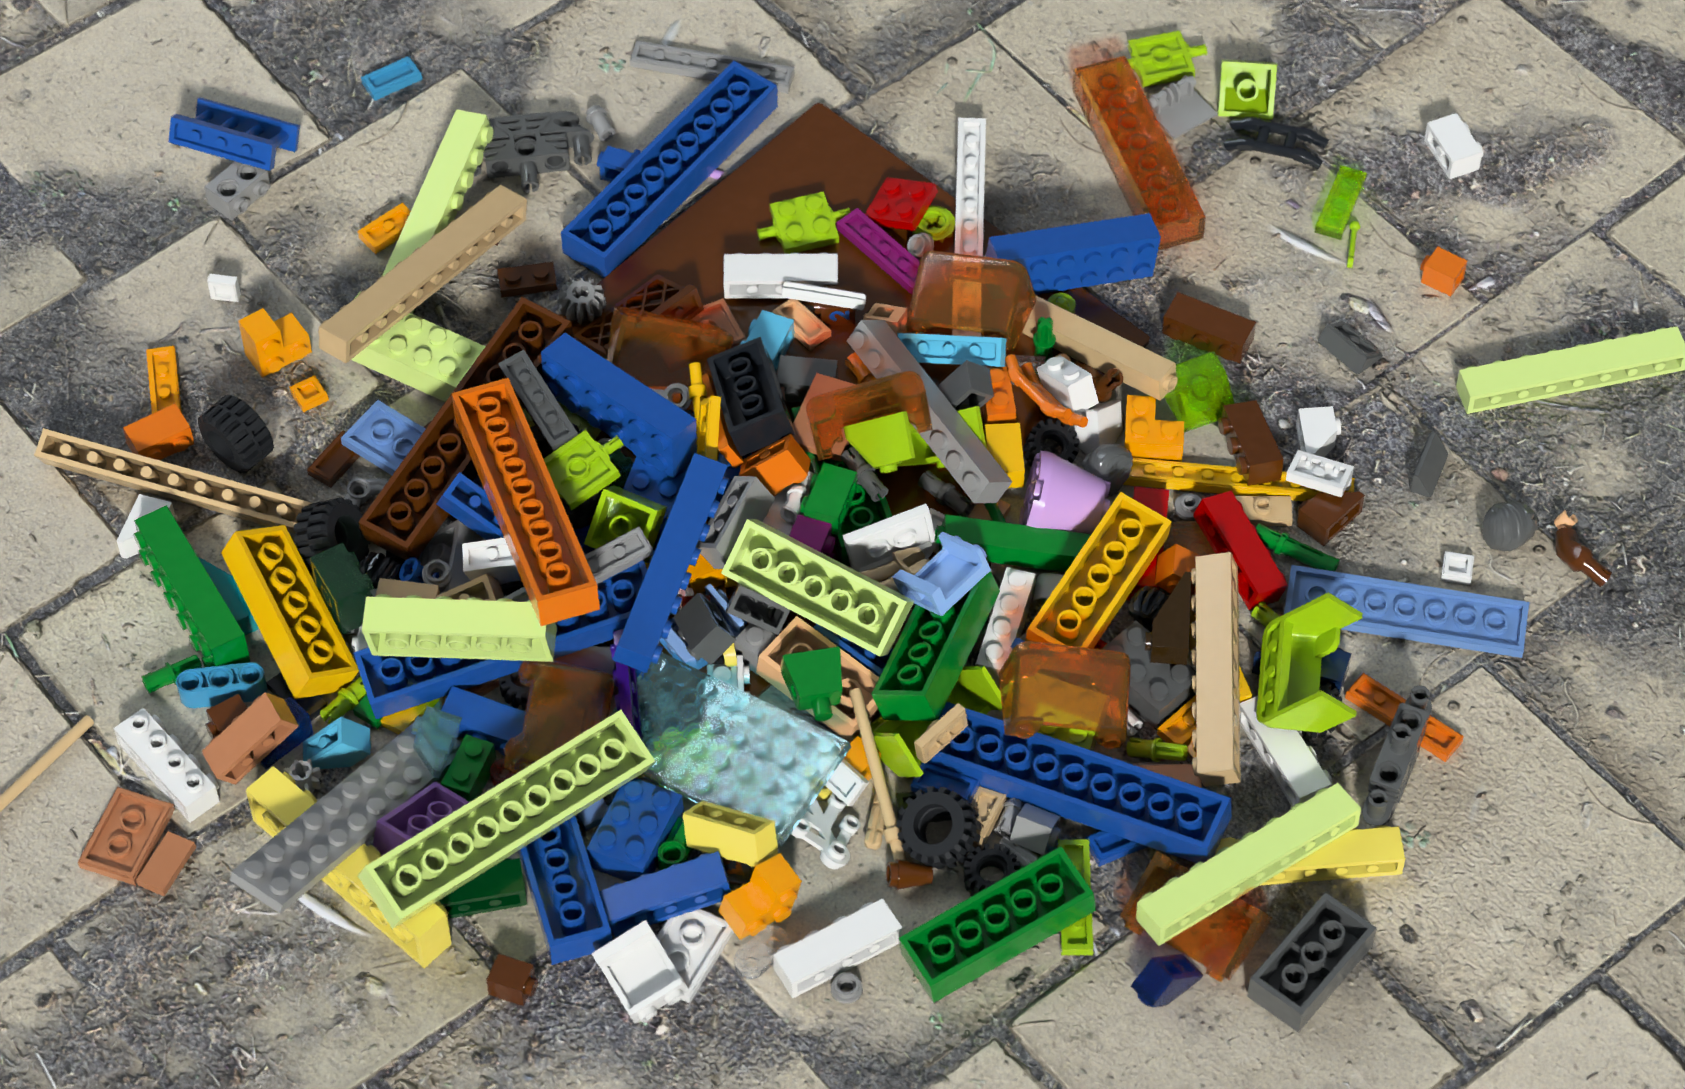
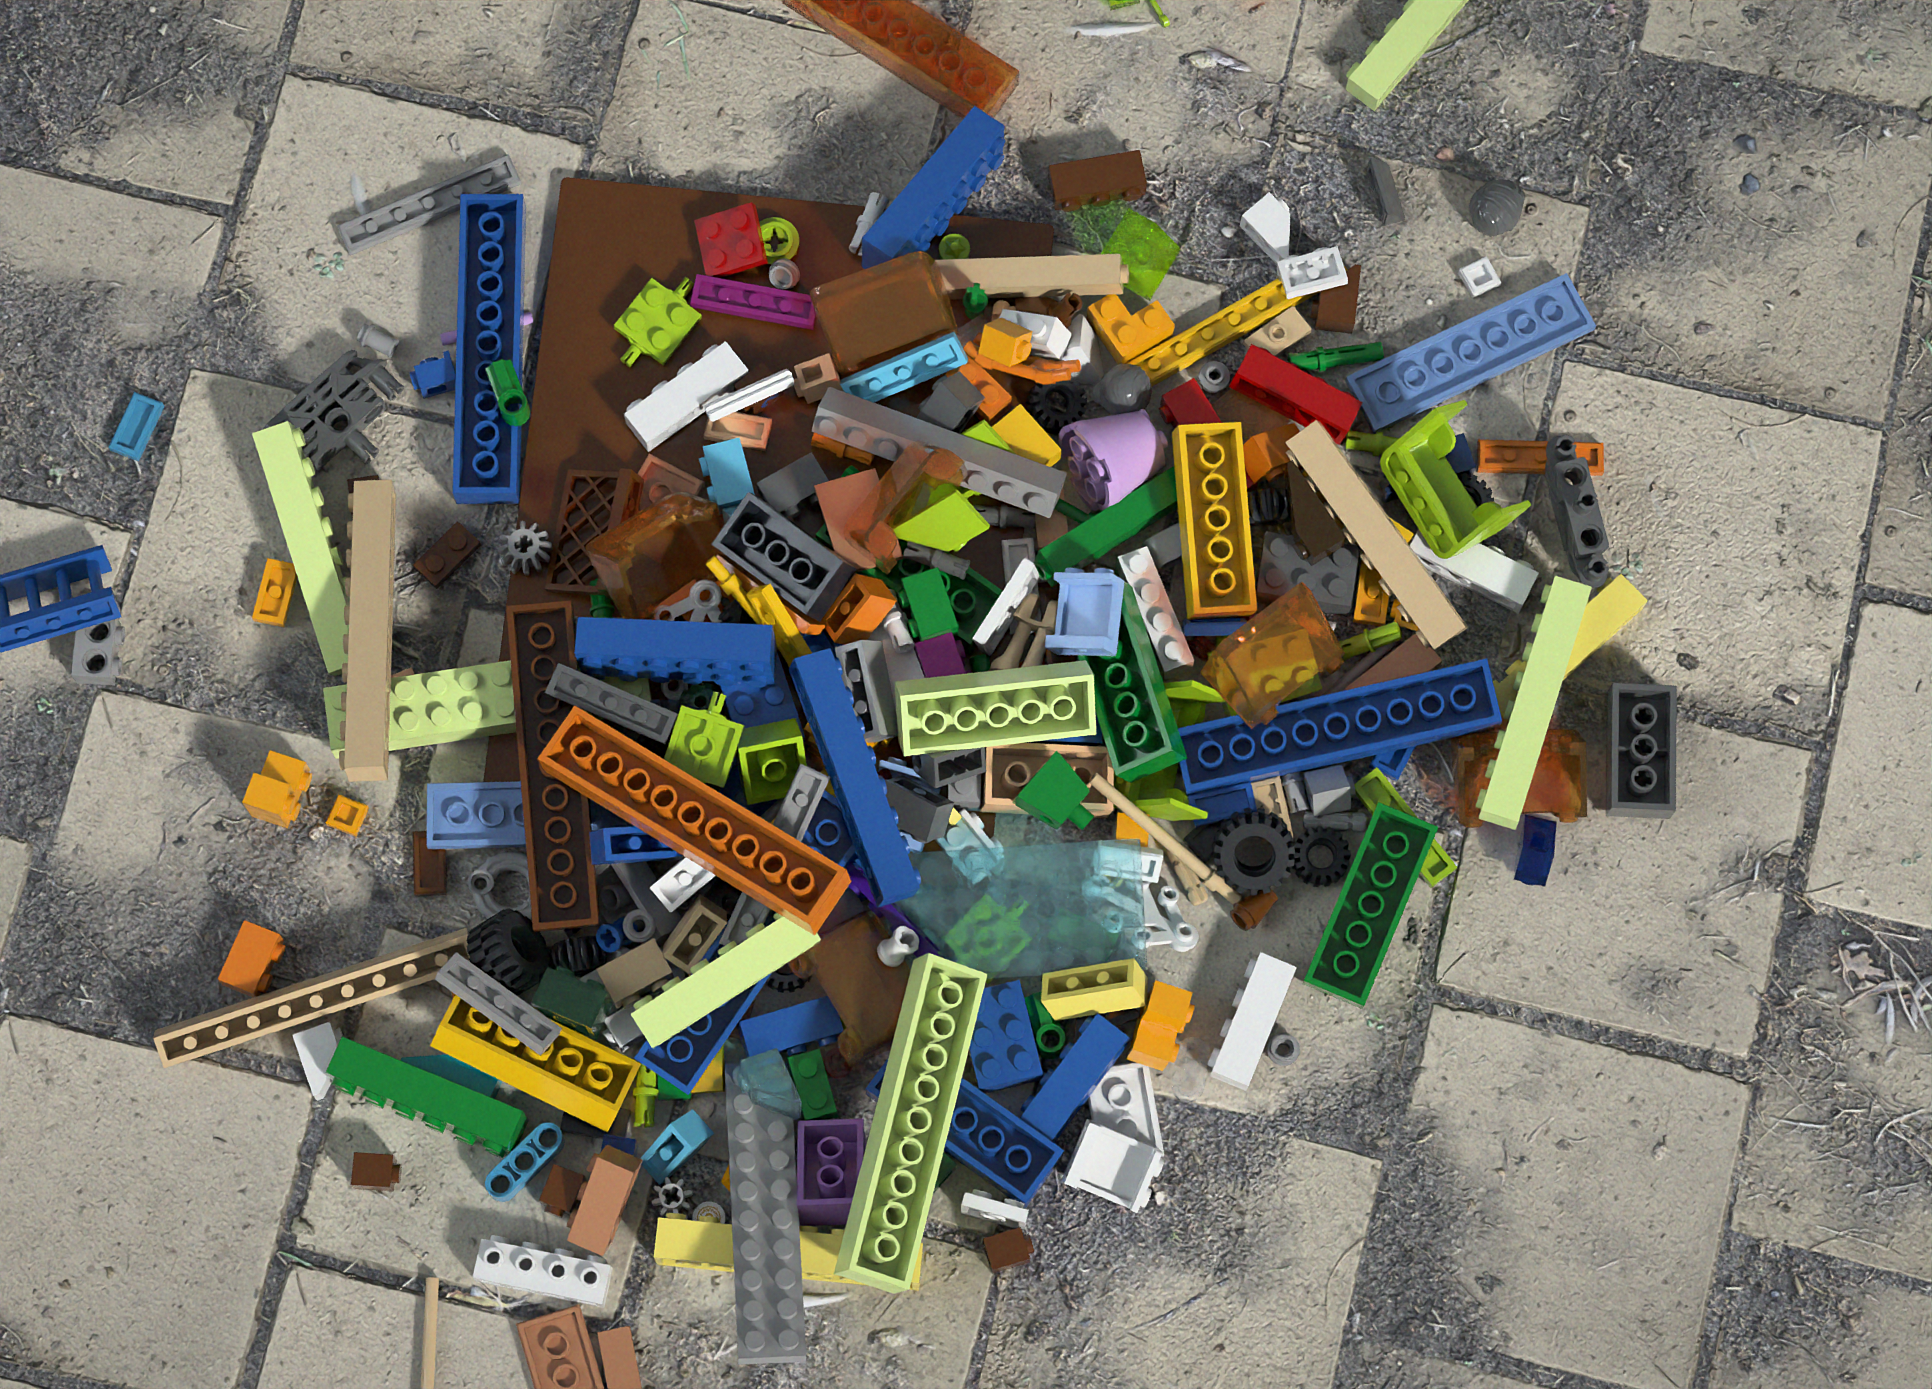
camera: 40 degrees left, 20 degrees up
(113, 621) = (375, 1172): none -> reddish brown brick
(163, 378) = (203, 900): light orange tile -> none
(169, 673) = (468, 1182): green axle -> none
(224, 287) = (177, 765): white tile -> none
(235, 433) = (331, 913): black tyre -> none
(289, 551) = (498, 1003): none -> light grey plate
(525, 942) = (982, 1207): none -> white plate
(603, 705) = (893, 950): none -> white bush
(653, 191) = (508, 391): none -> green piece
(941, 733) = (1197, 767): tan plate -> none
(970, 192) = (787, 191): white plate -> none
(1039, 368) = (1005, 342): none -> light orange brick
(1251, 443) = (1224, 277): reddish brown brick -> none
(1349, 347) = (1228, 112): dark grey slope -> none
(1576, 555) = (1564, 197): reddish brown arm -> none

